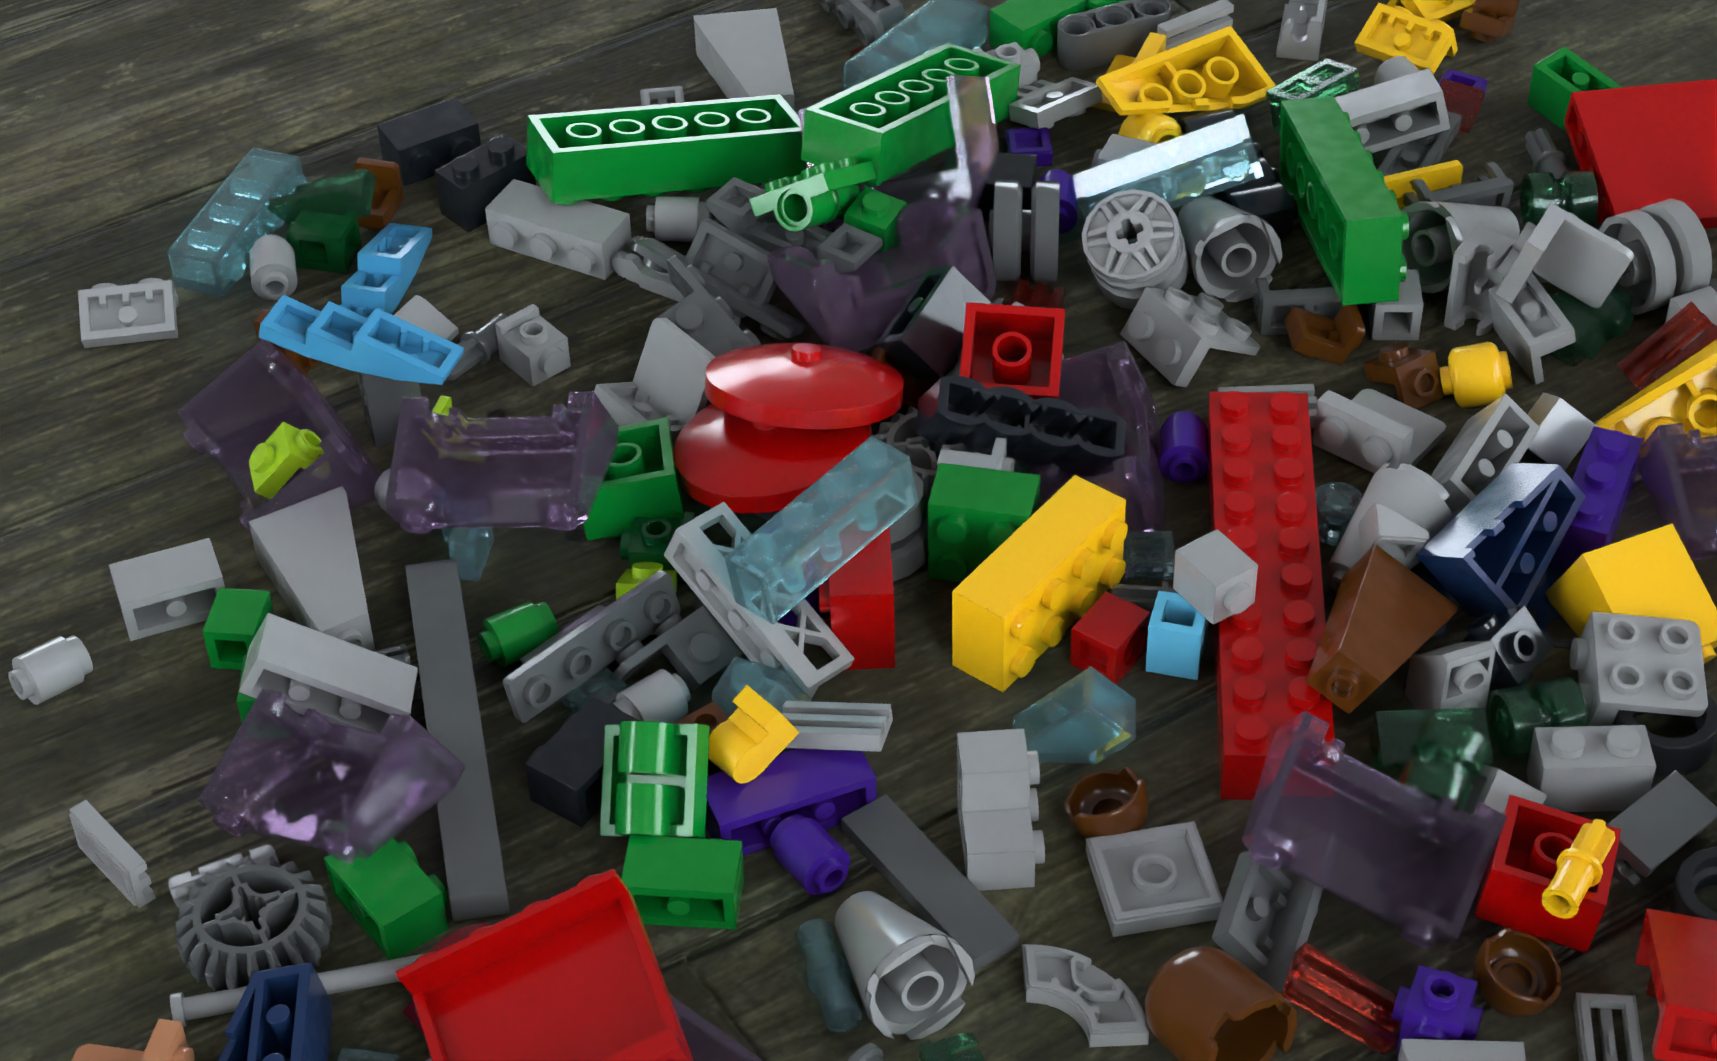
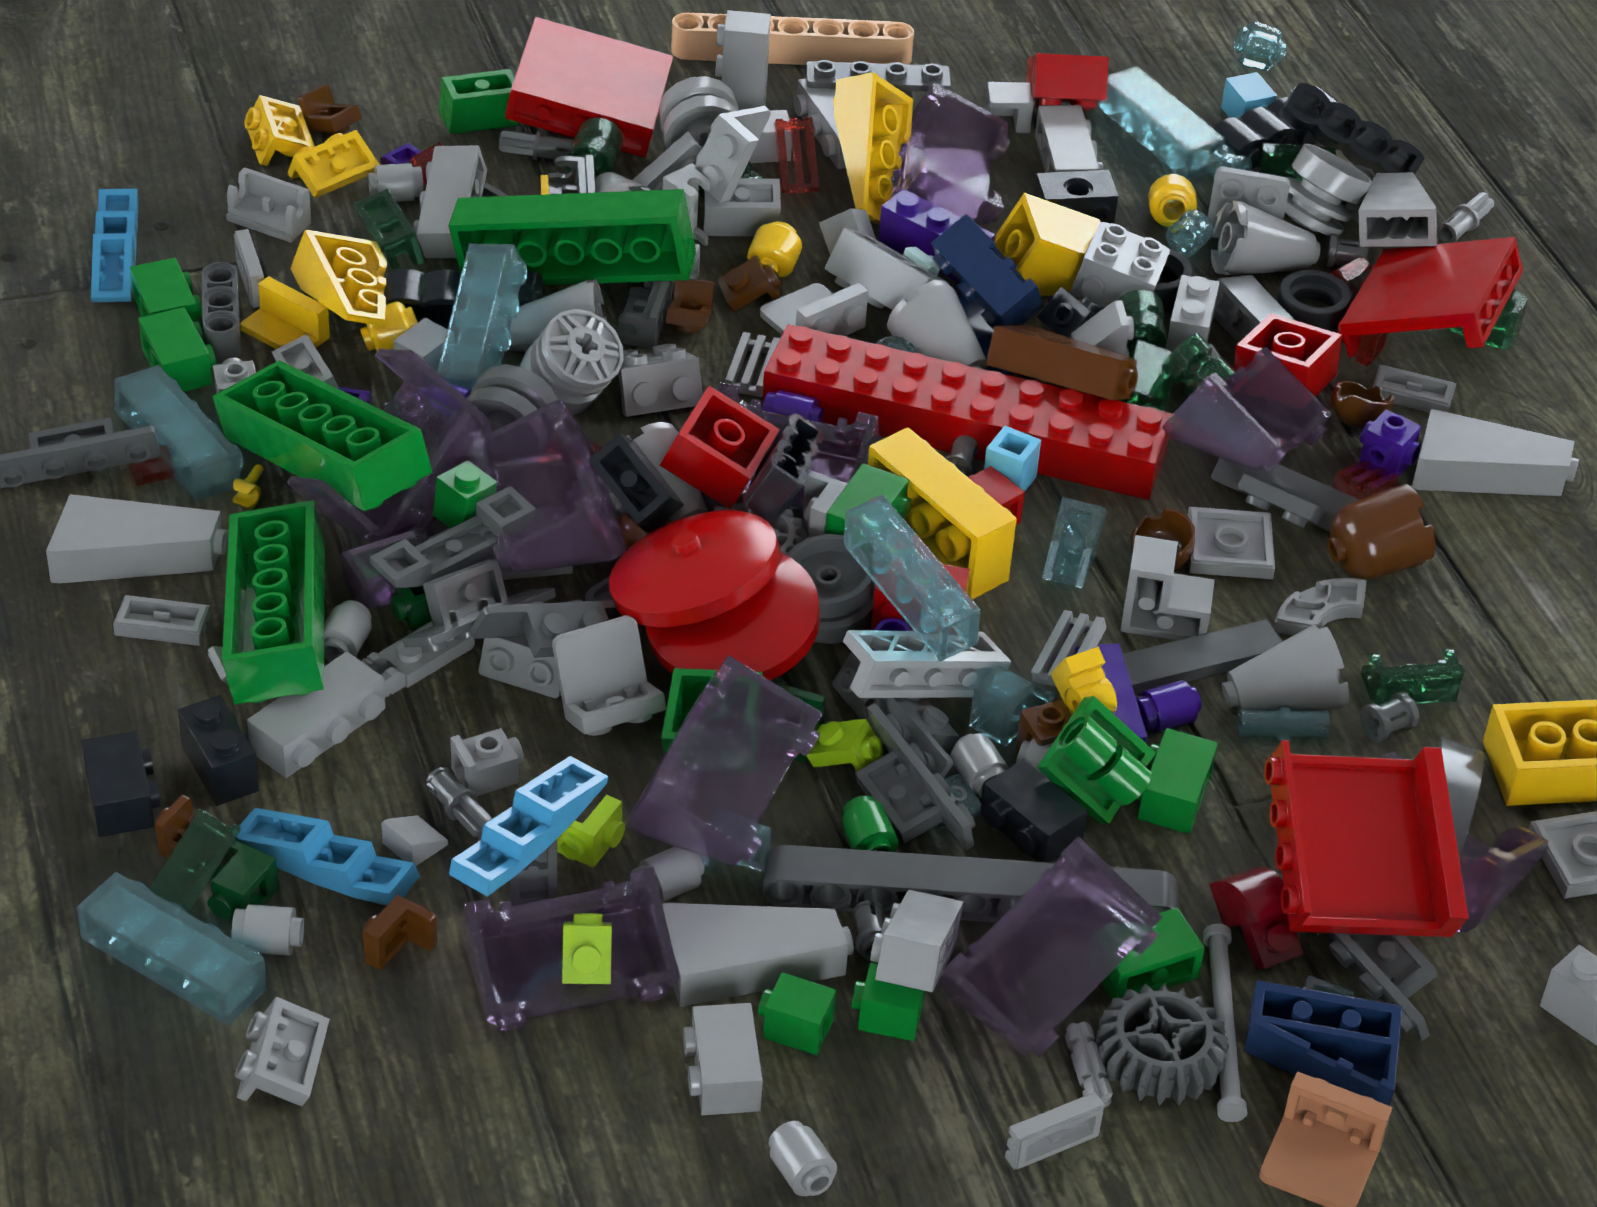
camera: 80 degrees left, 0 degrees up
(815, 195) = (433, 507): green plate -> none
(1215, 576) = (1004, 407): light grey brick -> none
(1391, 533) = (979, 320): light grey slope -> none
(1578, 869) = (1323, 329): yellow axle -> none

